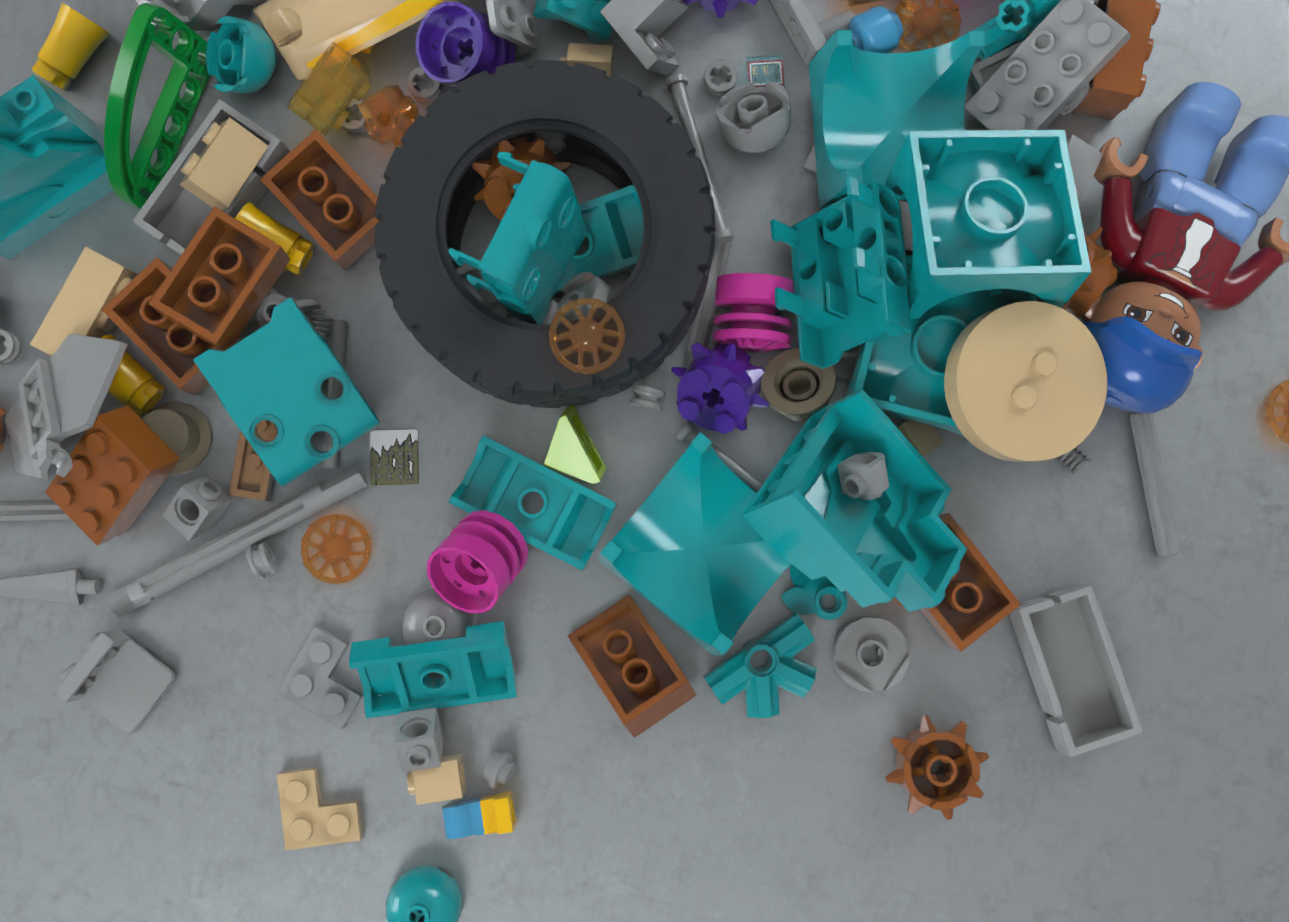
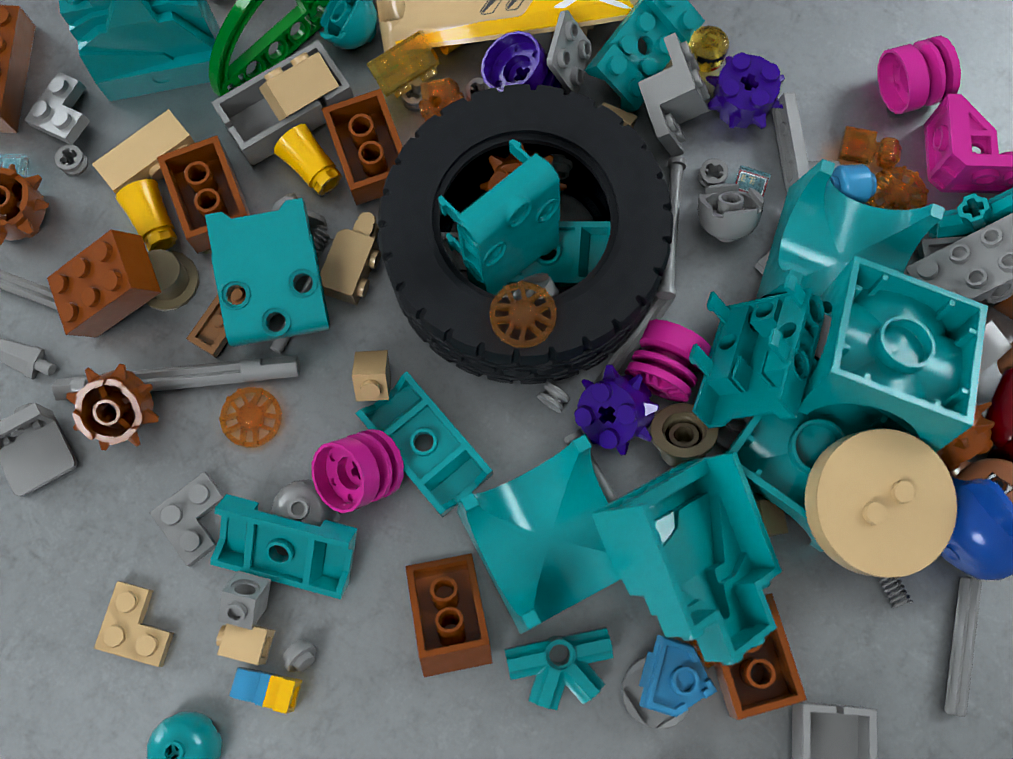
camera: 25 degrees right, 10 degrees down
(60, 401) = (93, 210): light grey panel -> none
(187, 601) = (97, 417): none -> dark orange brick
(197, 507) = (157, 337): light grey brick -> none
(220, 280) = (255, 166): dark orange brick -> none
(261, 560) = (187, 401): light grey bush -> none
(368, 335) = (351, 260): none -> tan hinge
(394, 457) = (329, 364): sticker -> none
(446, 454) = (371, 375): none -> tan brick
(574, 450) = (475, 412): lime slope -> none
(808, 594) = (625, 613): teal plate -> none
(864, 475) = (709, 527): light grey plate -> none
(883, 638) = (673, 678): none -> dark azure plate

